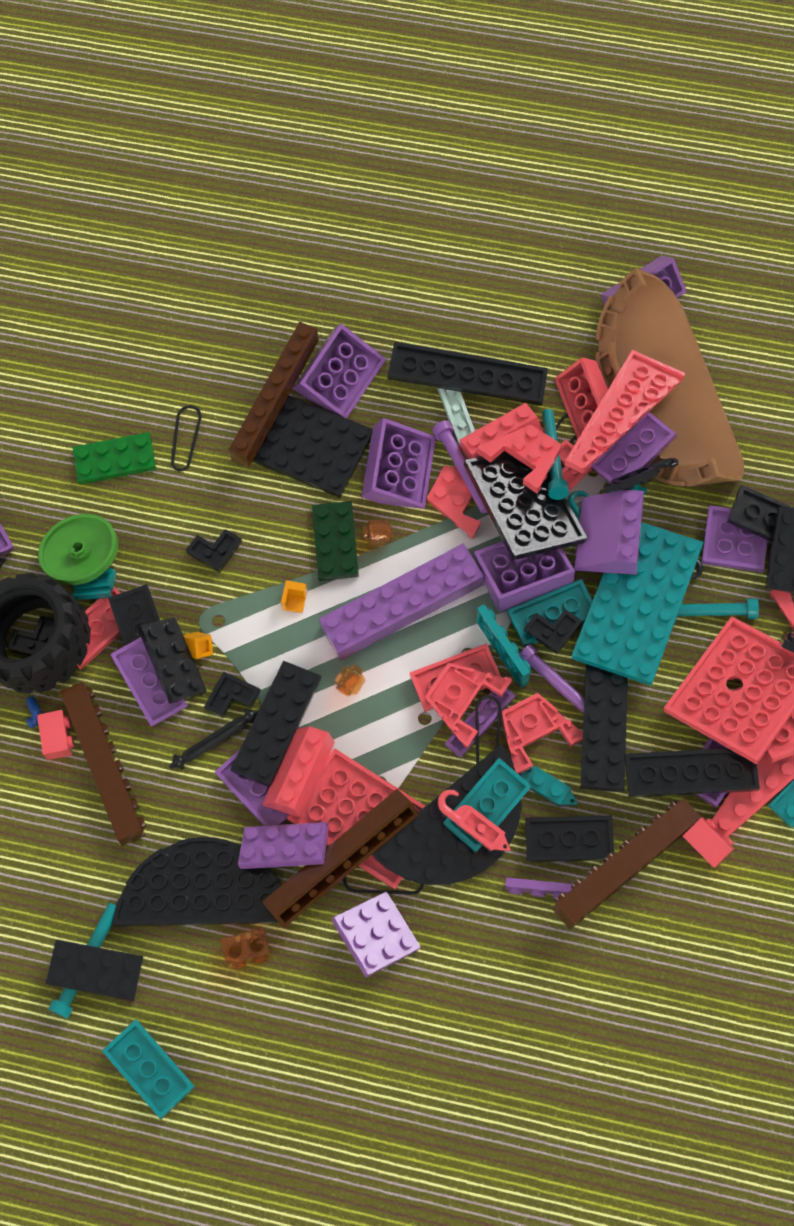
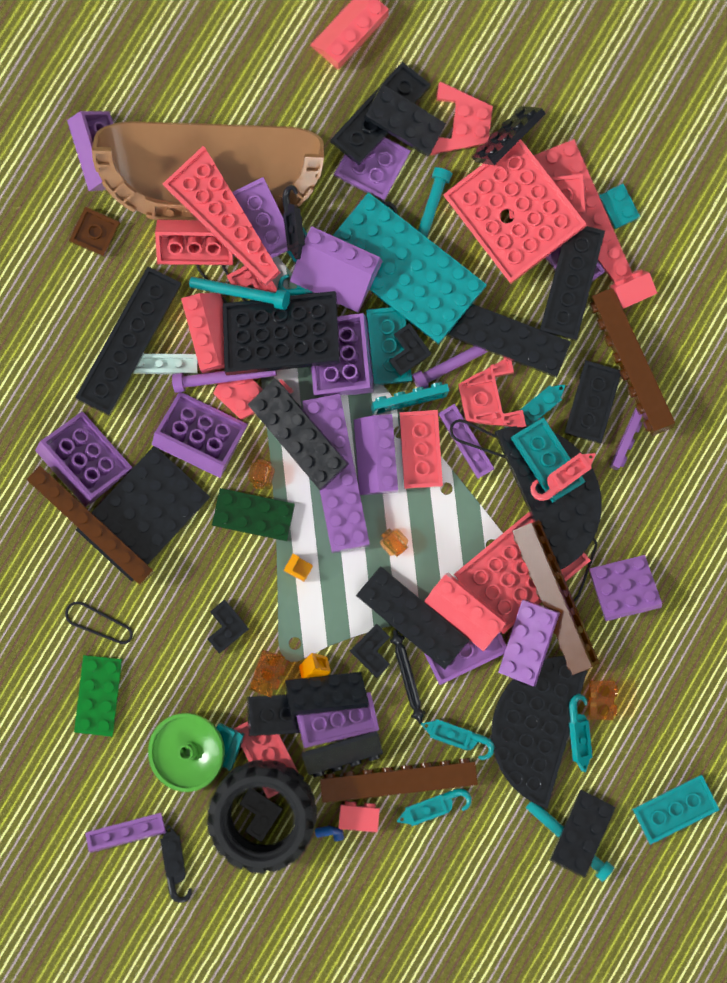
camera: 85 degrees left, 15 degrees up
(84, 806) = (433, 807): none -> teal plate
(116, 695) = (341, 753): none -> black slope
(165, 808) = (458, 736): none -> teal plate
(182, 598) = (267, 672): none -> clear orange brick
(202, 935) = (580, 734): none -> teal plate
(427, 549) = (298, 434): none -> black plate
(435, 637) = (376, 455): none -> medium lavender slope
(455, 692) = (437, 452): coral wing -> none
(528, 446) = (232, 309): coral wing -> none
(563, 314) = (94, 232): none -> reddish brown plate

